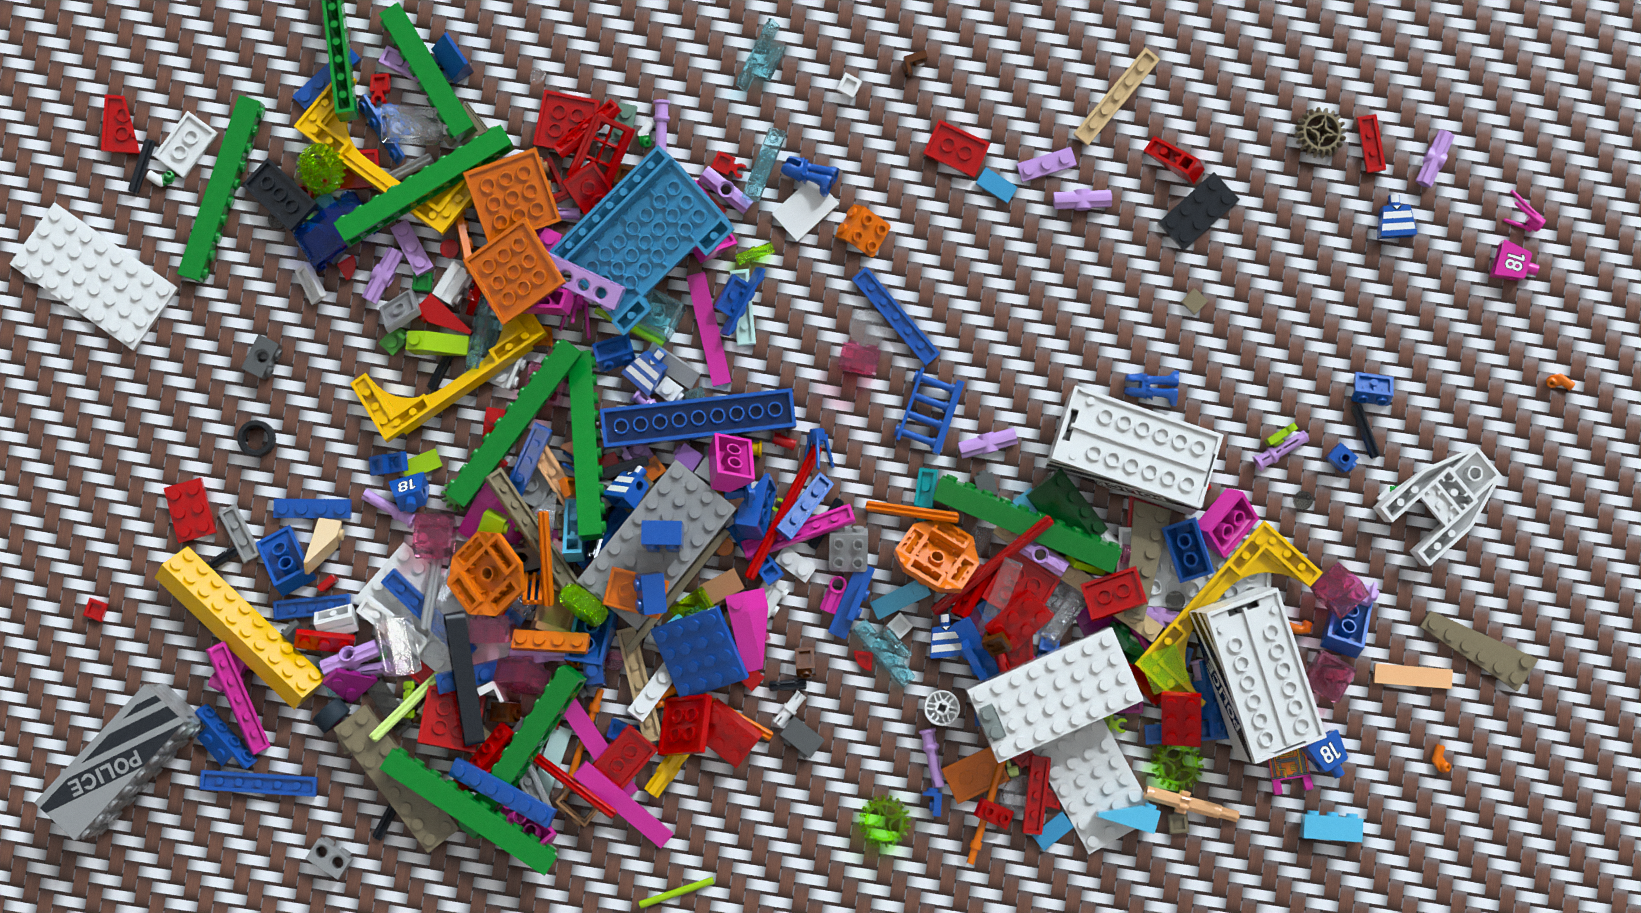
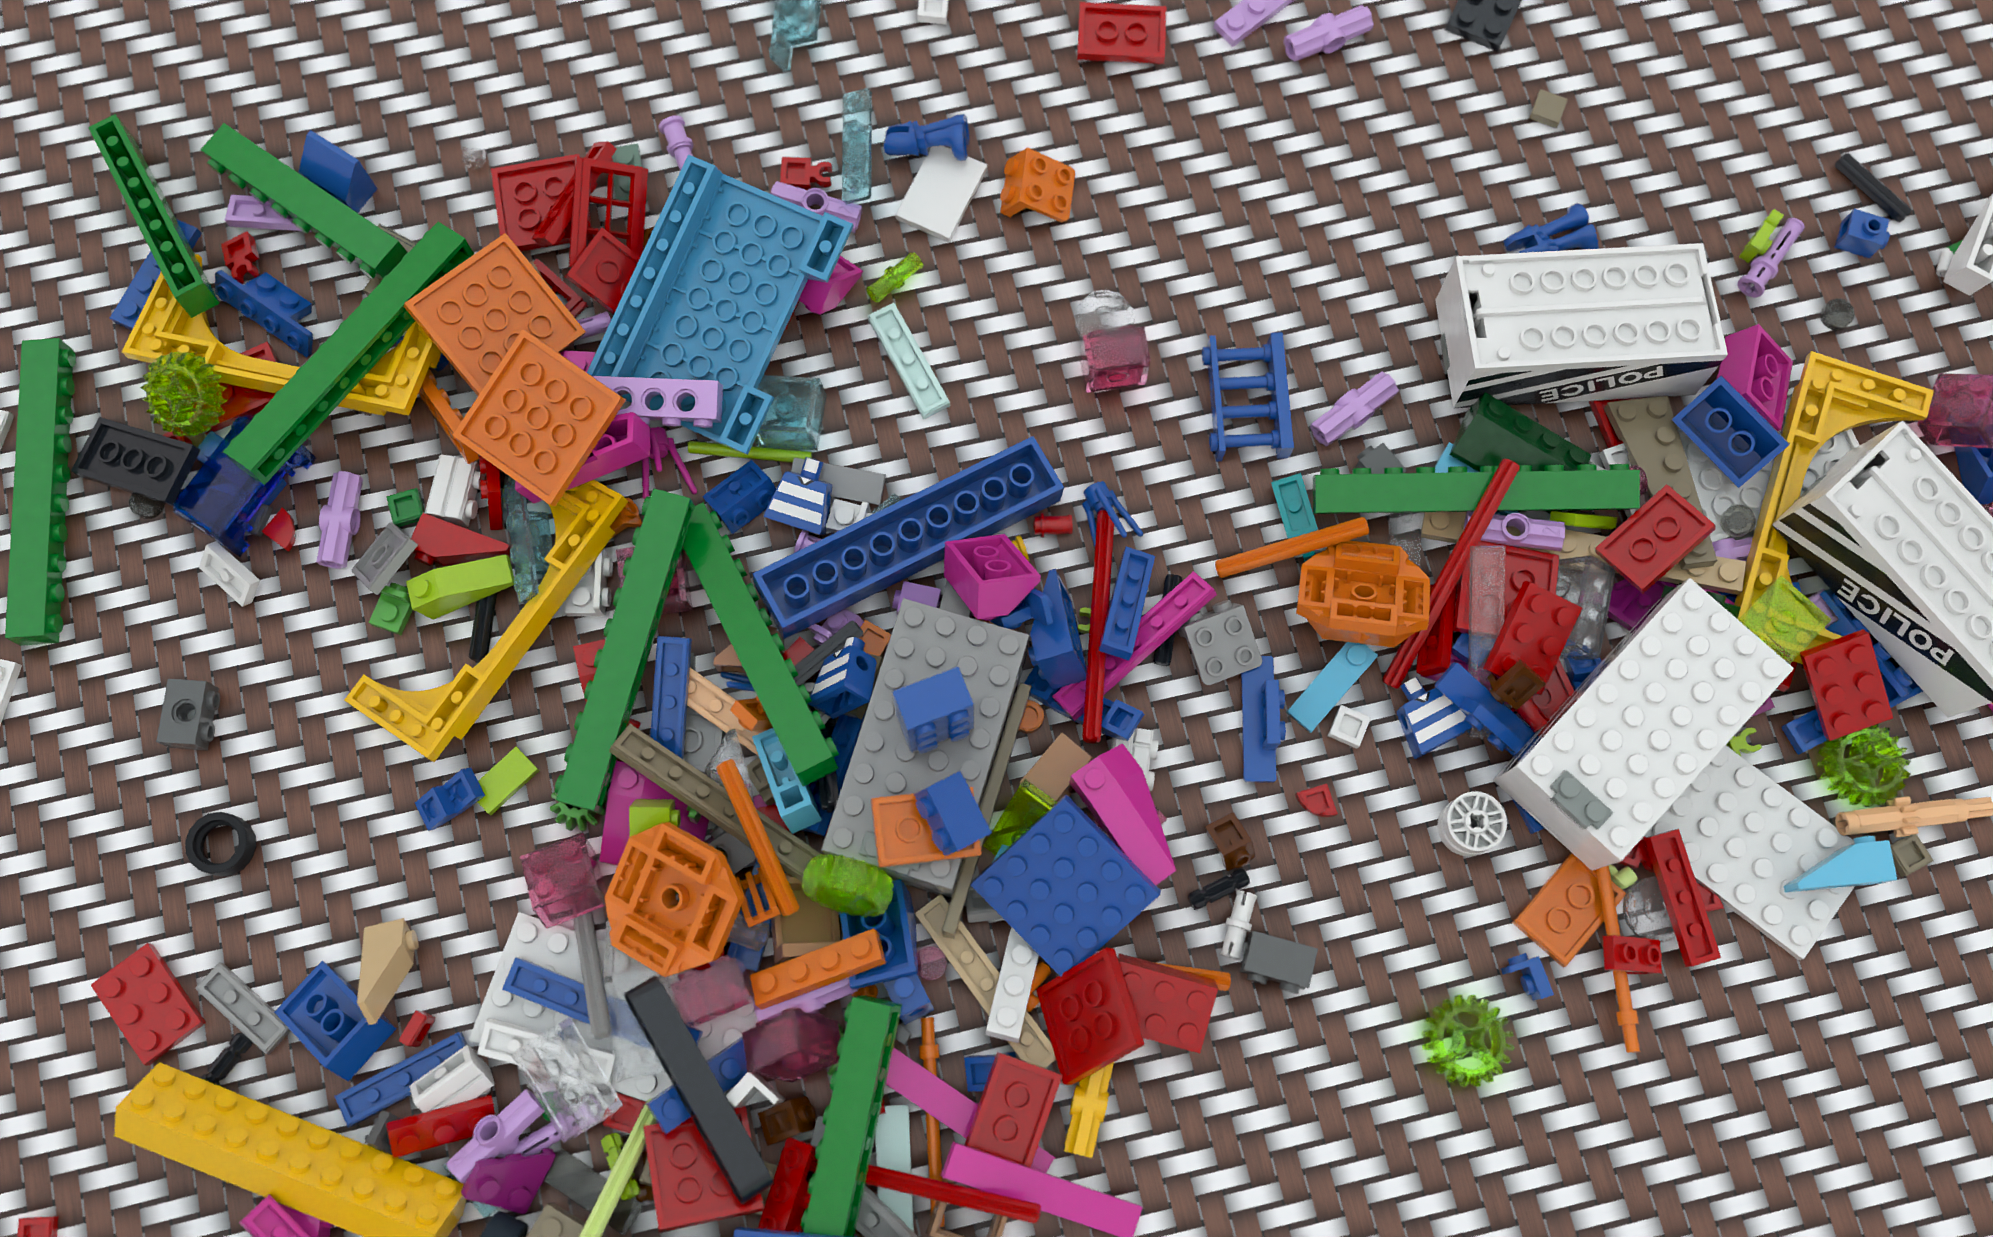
camera: 25 degrees left, 10 degrees down
(313, 508) = (350, 919): blue plate -> none
(389, 507) = (490, 868): lavender pin -> none
(410, 125) = (306, 288): clear slope -> none
(410, 491) = (500, 826): blue torso -> none
(412, 248) = (372, 463): lavender plate -> none
(449, 249) = (431, 444): red tile -> none
(643, 134) = (662, 176): arm -> none
(708, 329) = (871, 410): dark pink tile -> none
(736, 297) = (893, 344): blue bracket -> none
(753, 680) = (1163, 905): red tile -> none
(795, 564) = (1151, 698): white plate -> none
(833, 597) = (1229, 722): dark pink piece -> none
(887, 650) = (1349, 768): clear light blue bracket -> none
(896, 316) = (1138, 285): blue plate -> none
(931, 748) = (1484, 894): lavender pin -> none
(996, 185) = (1199, 61): dark azure tile -> none
(1053, 830) = (1733, 941): dark azure tile -> none
(1373, 389) = (1854, 128): blue bracket -> none

